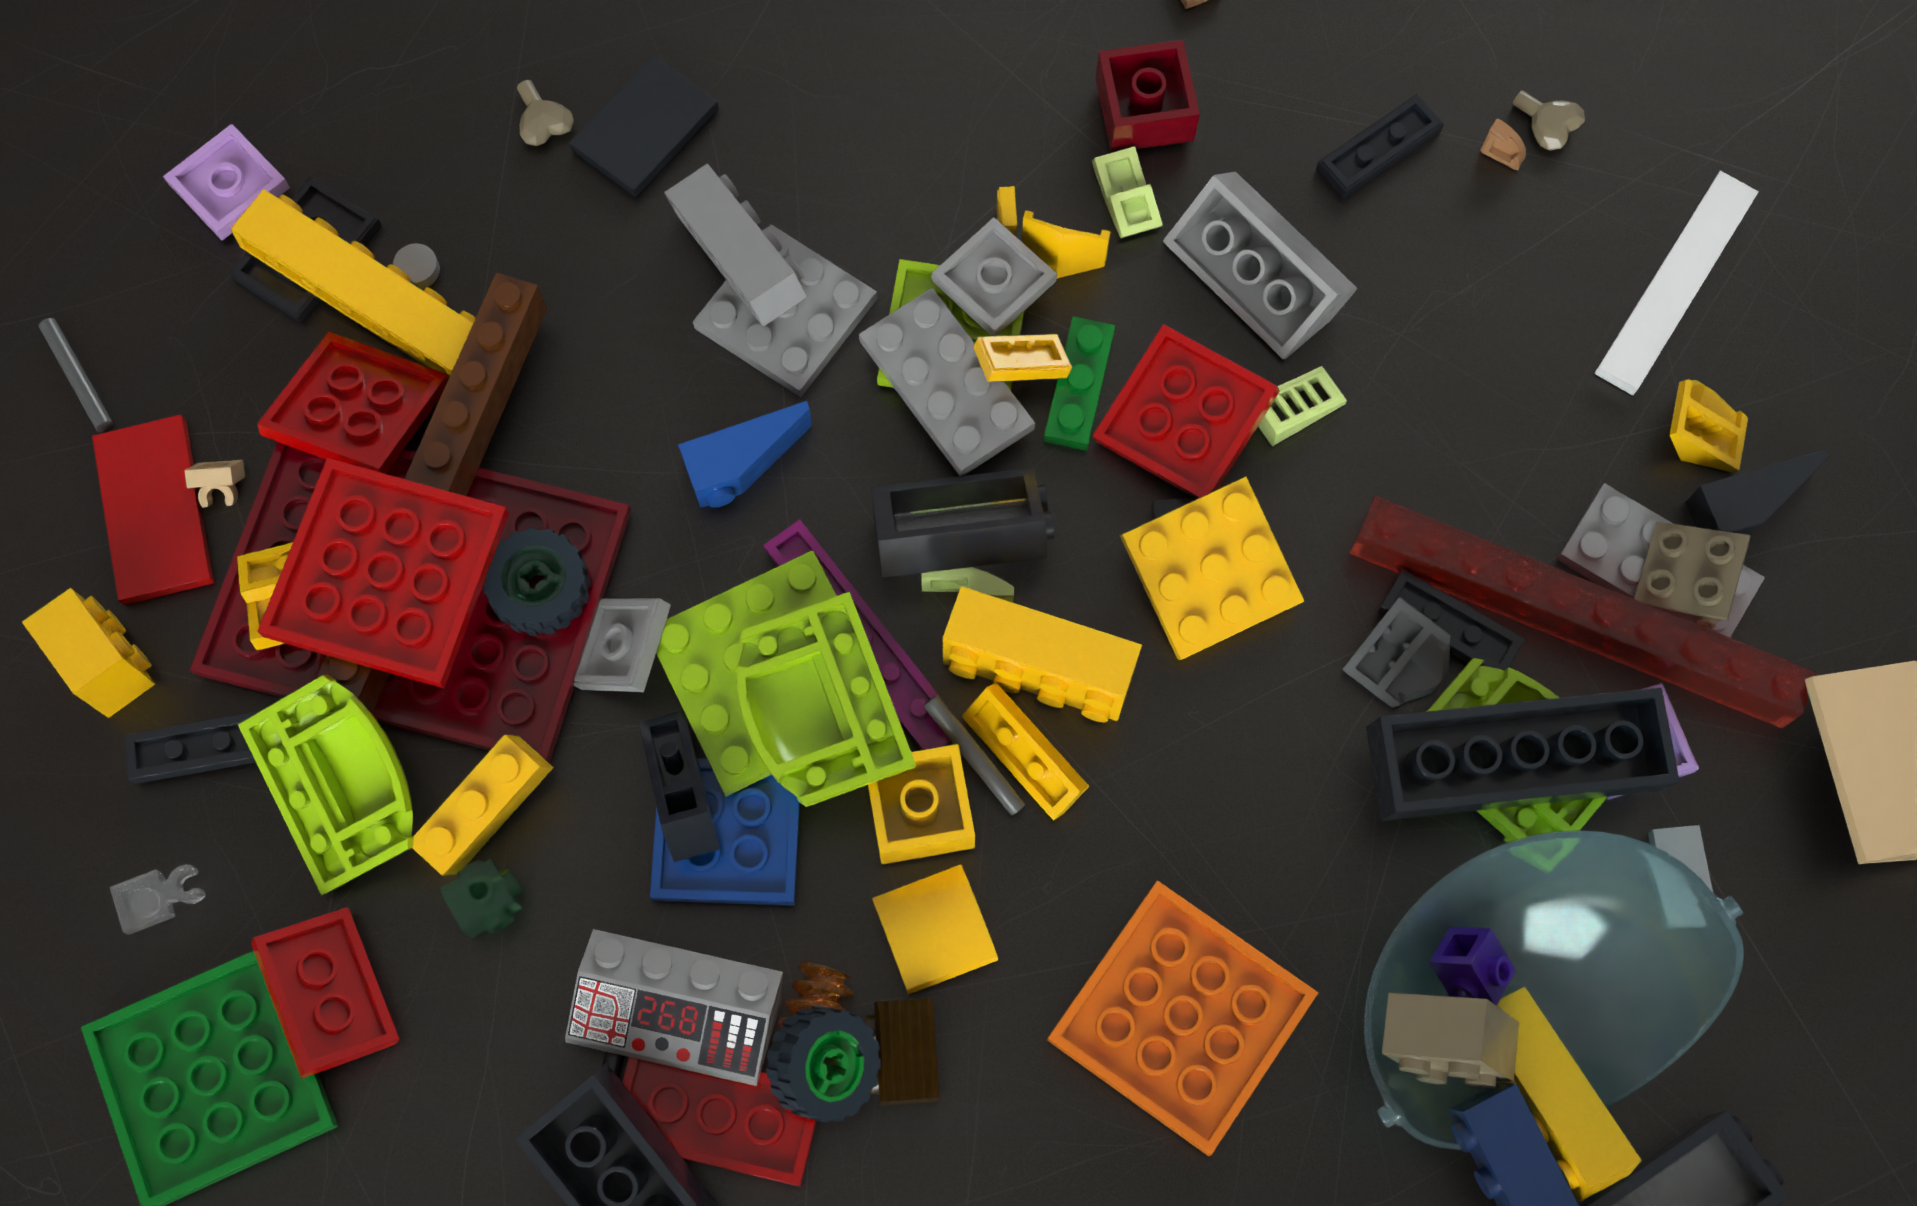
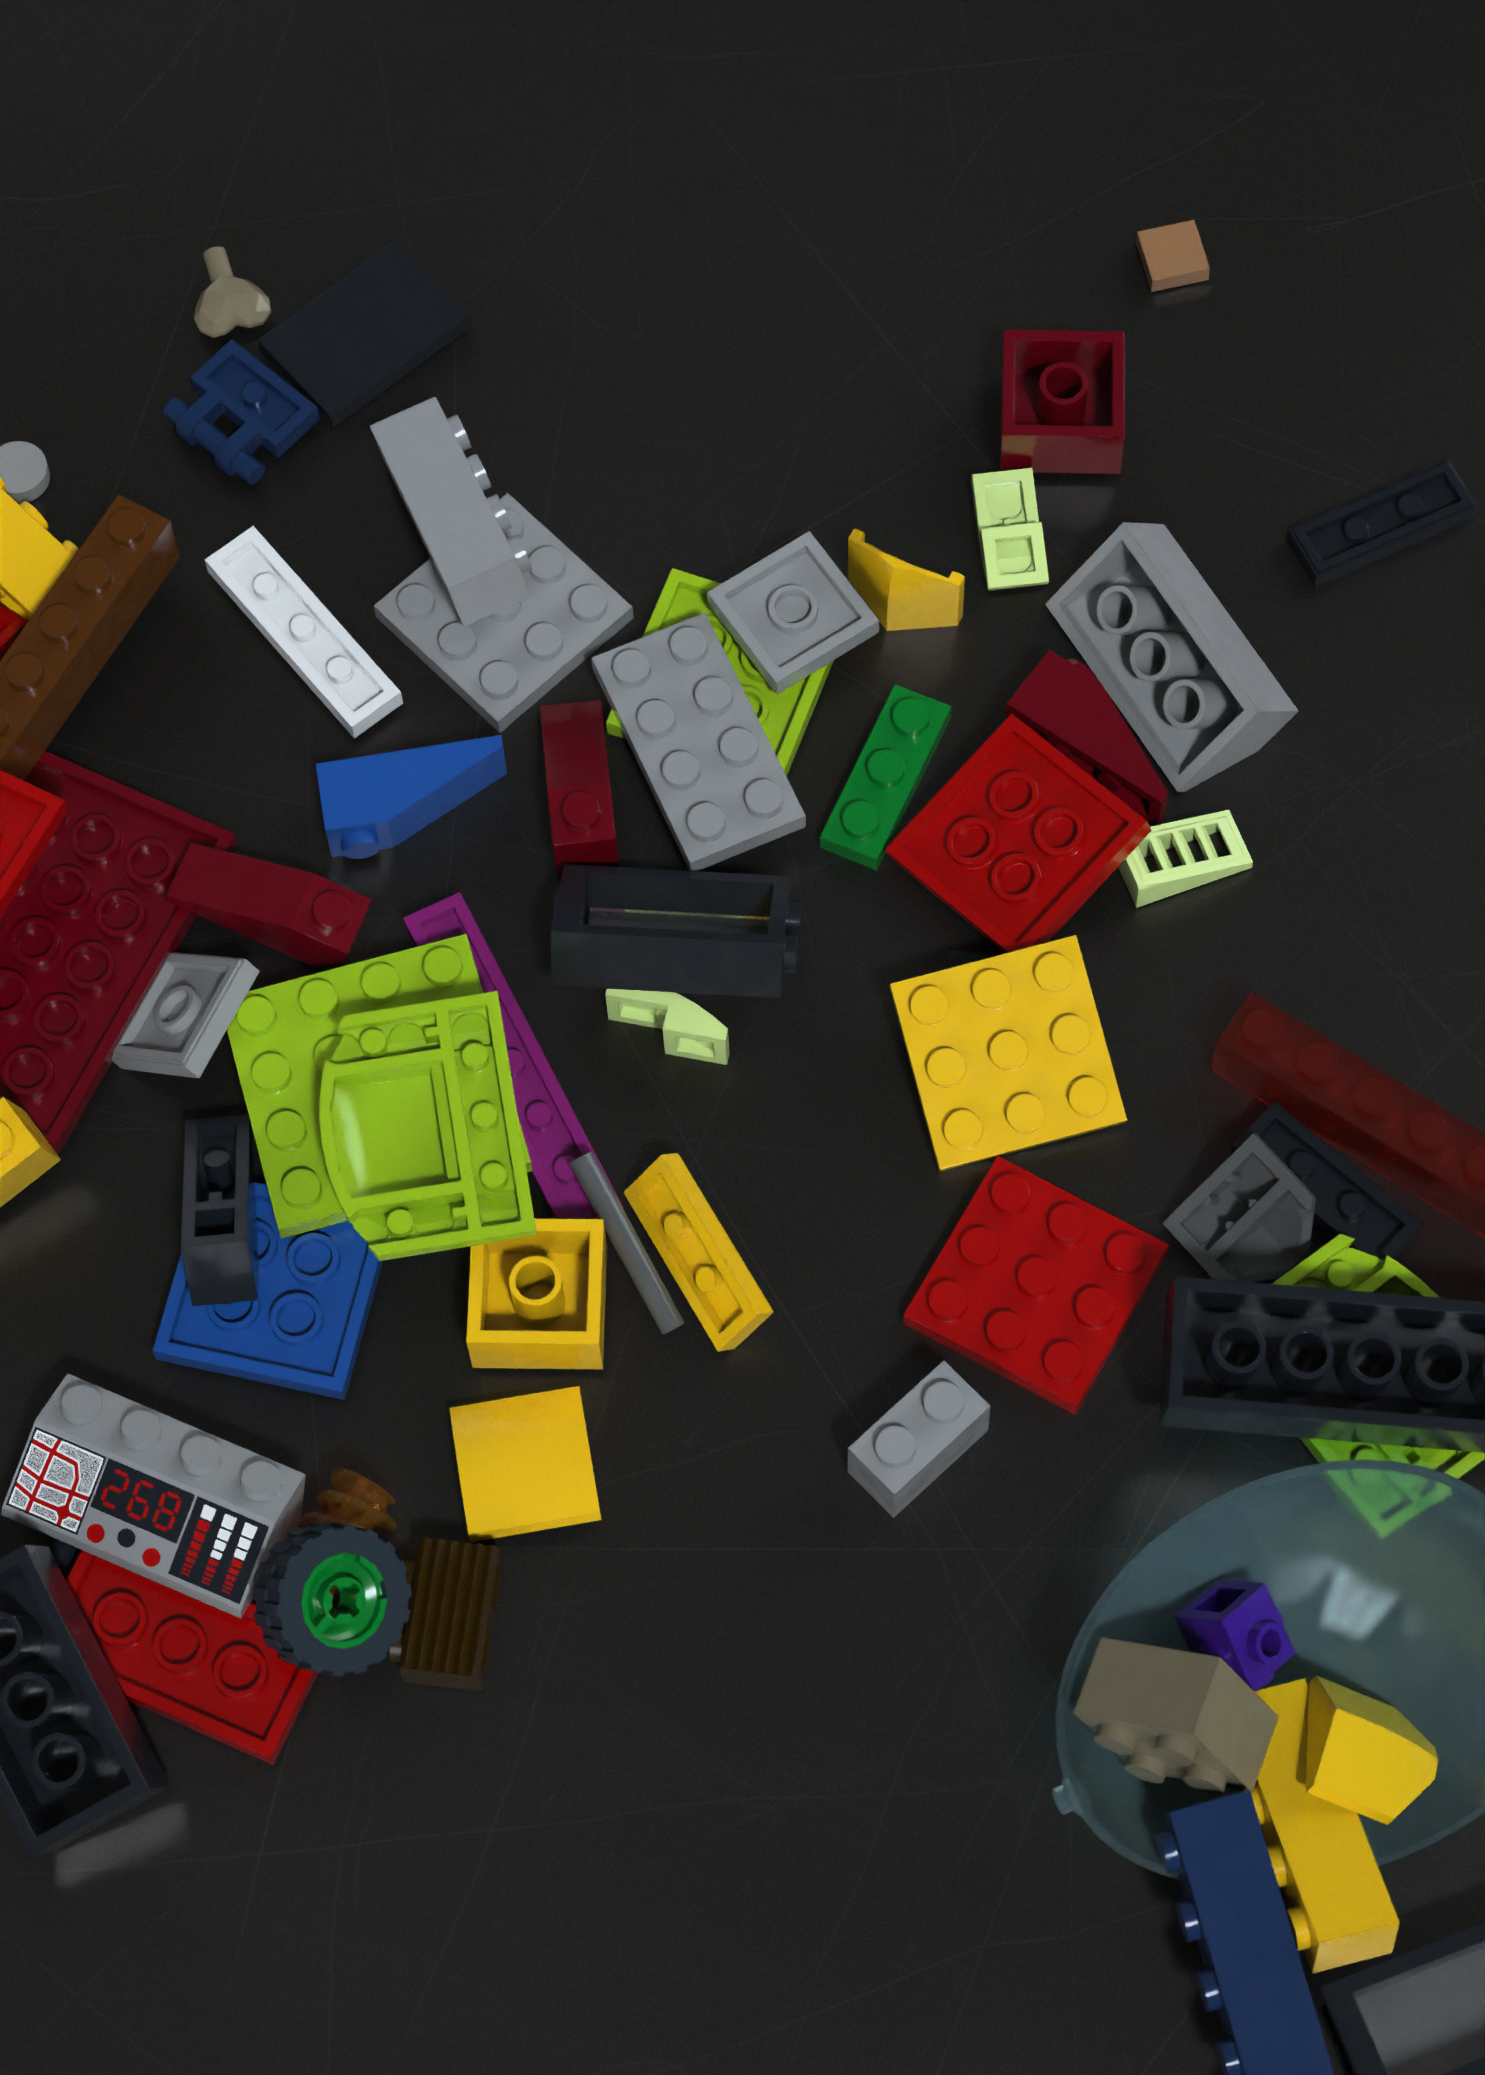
camera: 15 degrees right, 5 degrees down
(553, 600) = (105, 940): black wheel -> none
(574, 185) = (252, 398): none -> dark blue plate
(647, 348) = (304, 631): none -> white plate
(667, 552) = (271, 904): none -> dark red slope
(867, 427) = (578, 785): none -> dark red slope
(1007, 208) = (834, 526): yellow tile -> none
(1022, 357) = (807, 726): yellow plate -> none
(1039, 655) = (743, 1125): yellow brick -> none
(1183, 1017) = (834, 1640): orange plate -> none
(1212, 857) = (918, 1438): none -> light grey brick
(1213, 322) = (1080, 720): none -> dark red slope
(1265, 730) = (1036, 1284): none -> red plate
(1581, 1035) = (1364, 1753): none -> yellow slope

